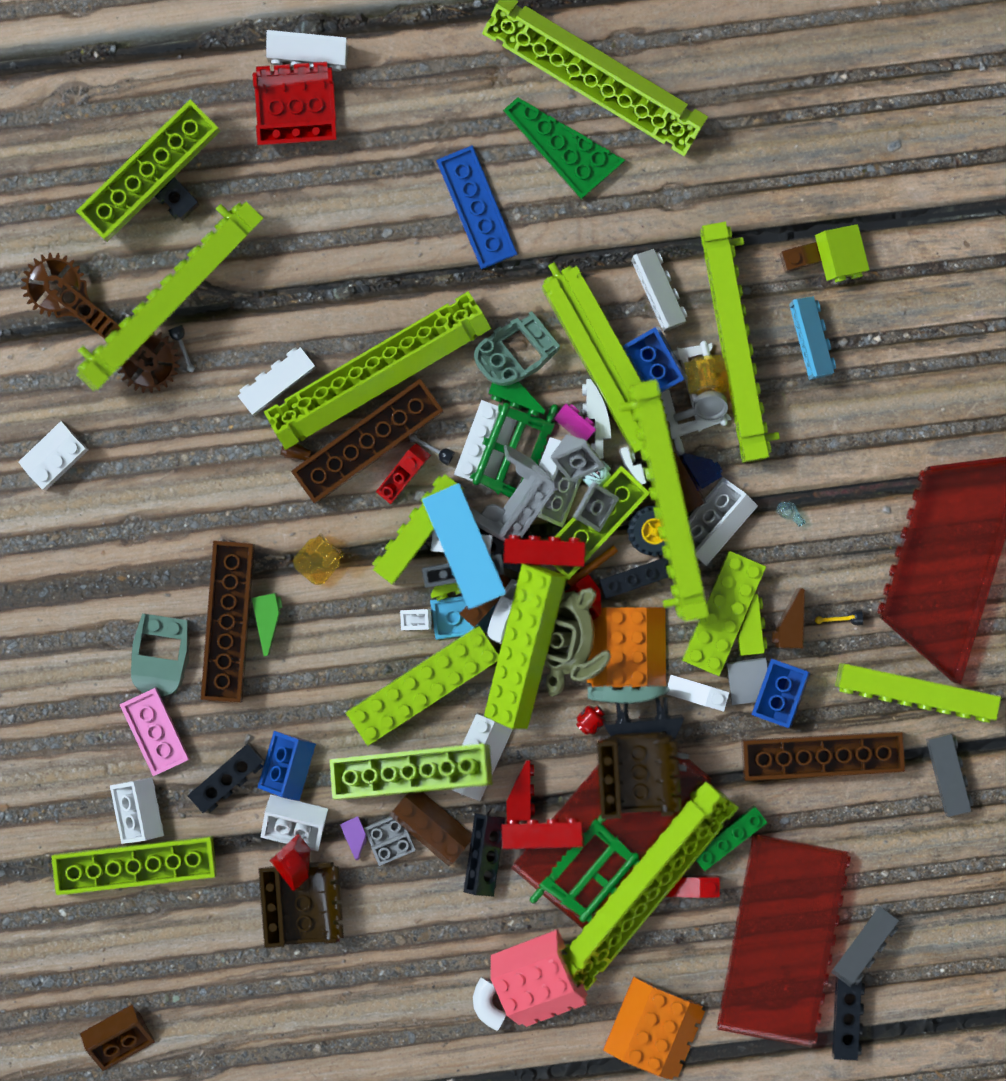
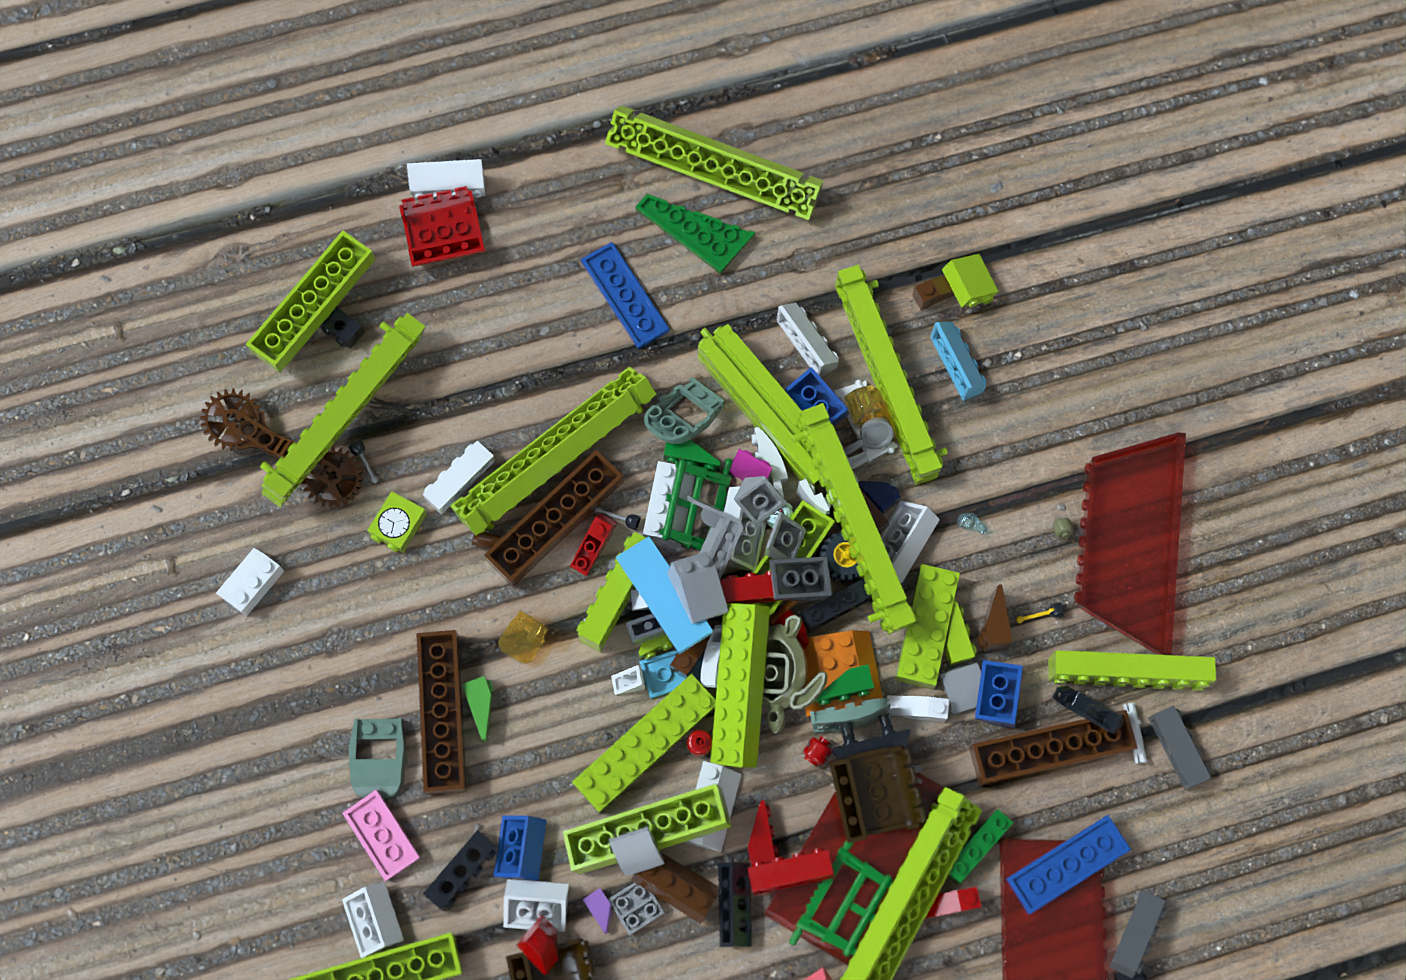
camera: 15 degrees left, 15 degrees down
(207, 419) = (396, 522): none -> lime brick
(397, 794) = (636, 851): none -> light grey slope
(469, 692) = (699, 750): none -> red head
(498, 547) = (698, 587): none -> light grey slope
(602, 552) = (800, 579): none -> dark grey slope
(634, 662) = (852, 682): none -> green slope
(812, 871) = (1068, 864): none -> blue tile
(864, 726) = (1088, 708): none -> black hose
(883, 533) = (1063, 528): none -> olive piece
(909, 746) = (1139, 754): none -> white pin

